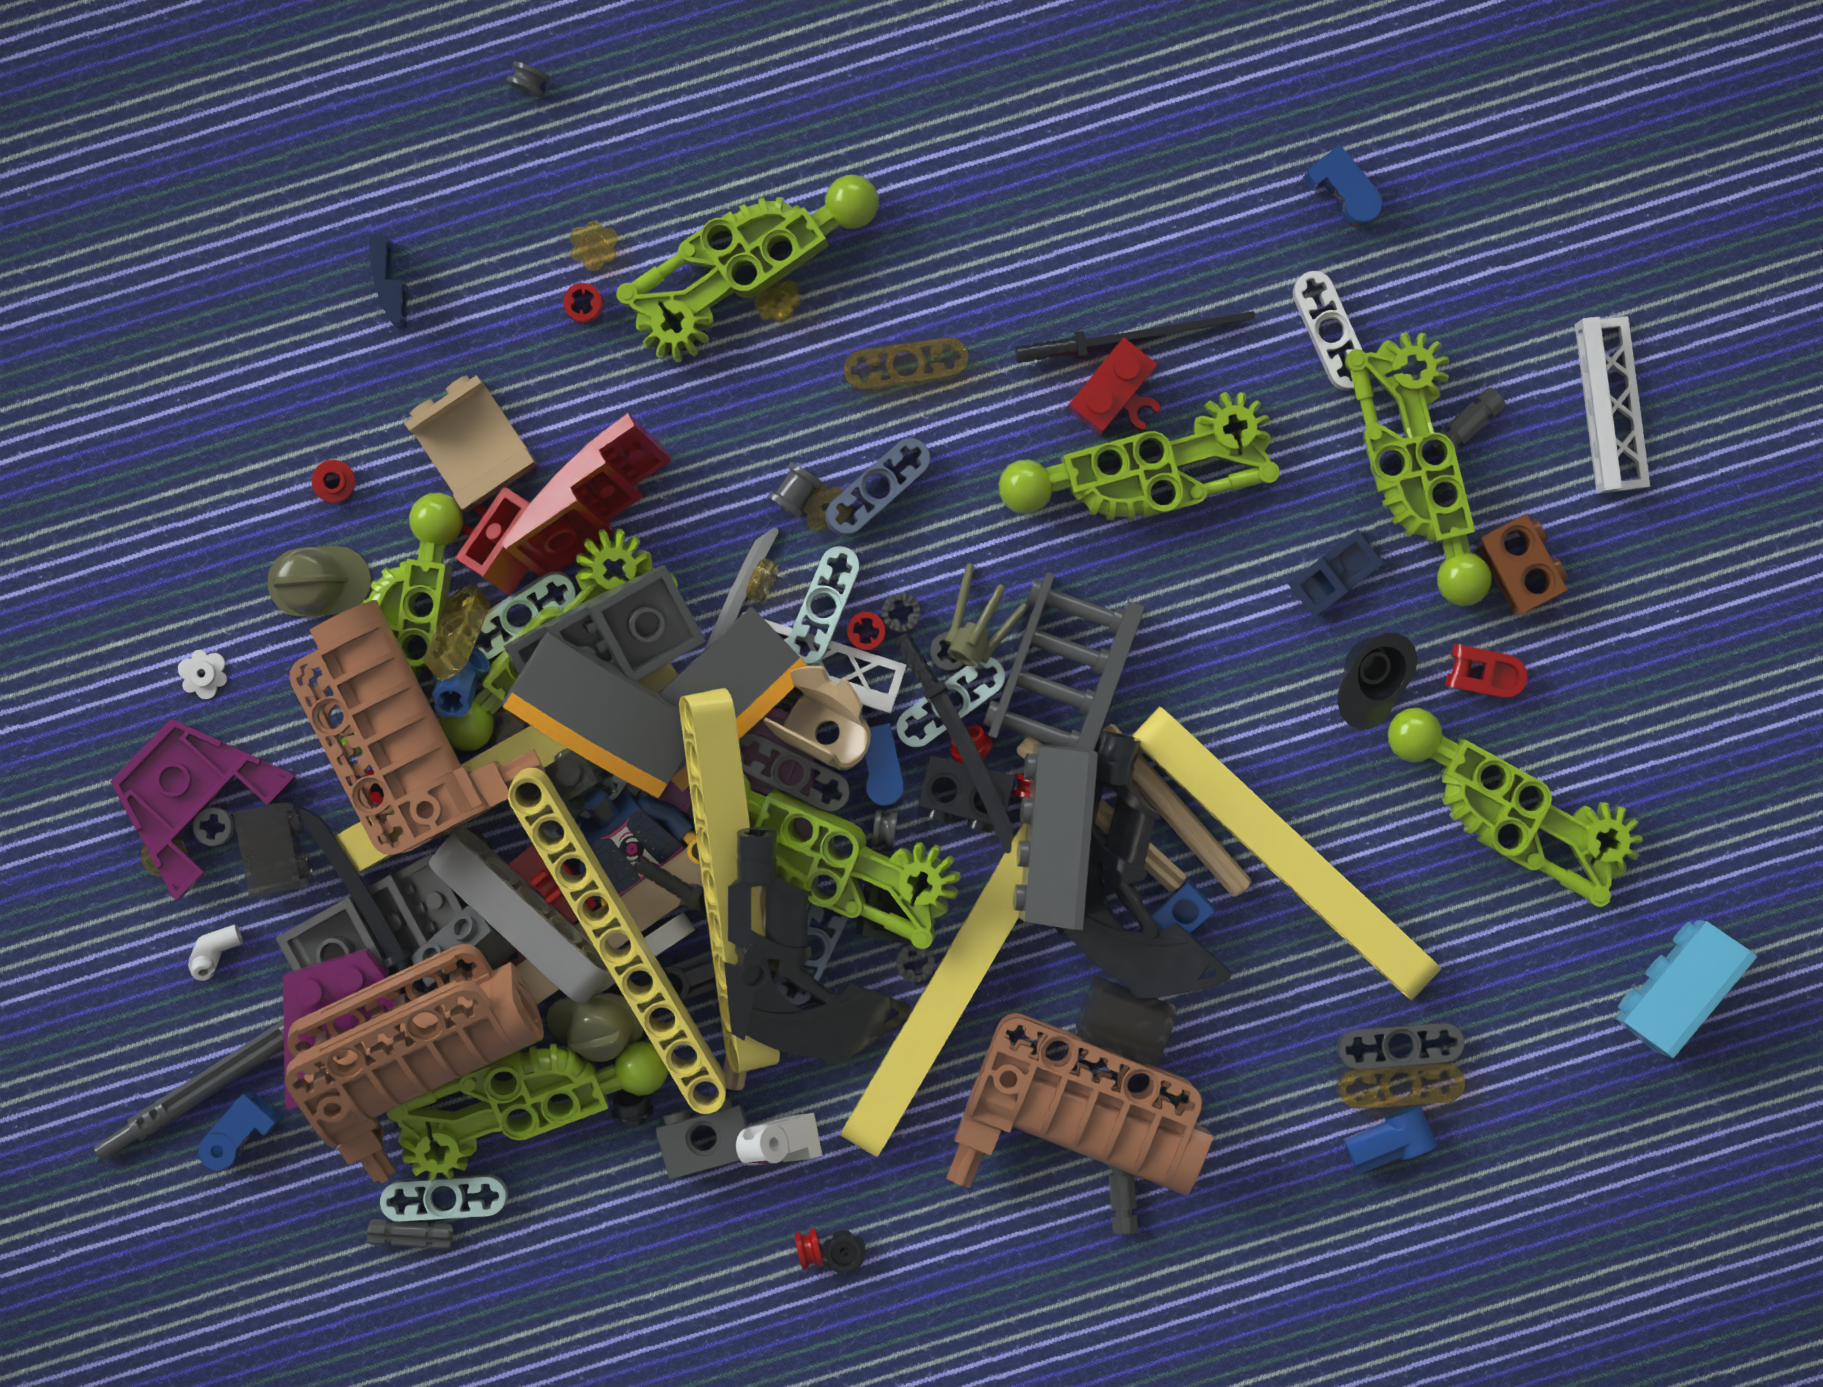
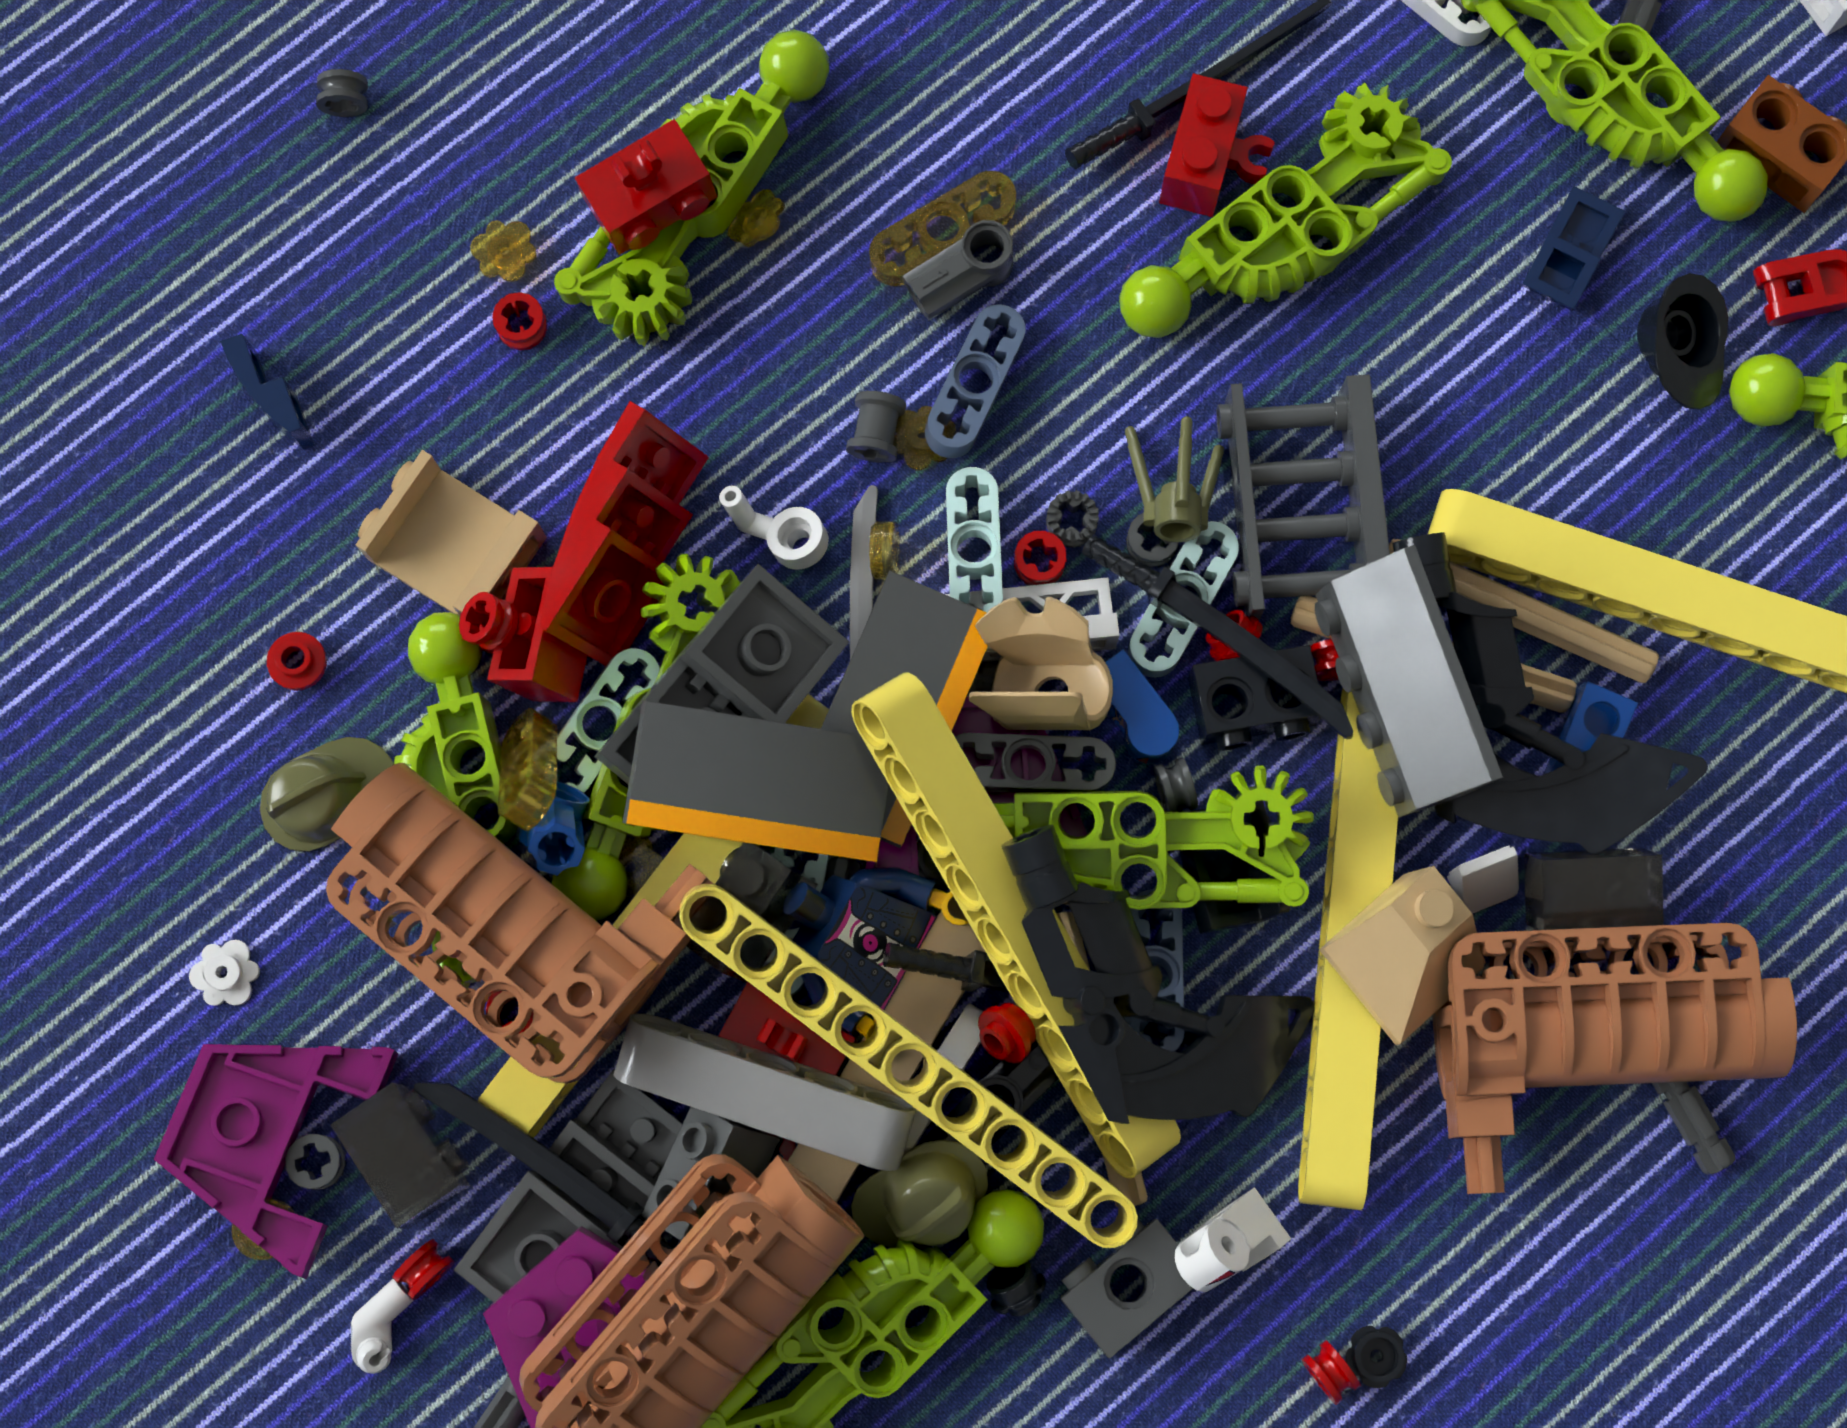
camera: 25 degrees left, 10 degrees down
(256, 928) = (423, 1269): none -> red bush
(479, 526) = (488, 621): none -> red bush
(695, 945) = (1006, 1032): none -> red plate
(697, 535) = (781, 530): none -> white plate
(705, 259) = (647, 188): none -> red brick
(897, 403) = (957, 273): none -> dark grey piece
(909, 974) = (1290, 921): dark grey bush -> none
(974, 1005) = (1400, 951): none -> tan slope
(1061, 981) = (1486, 879): none -> white slope

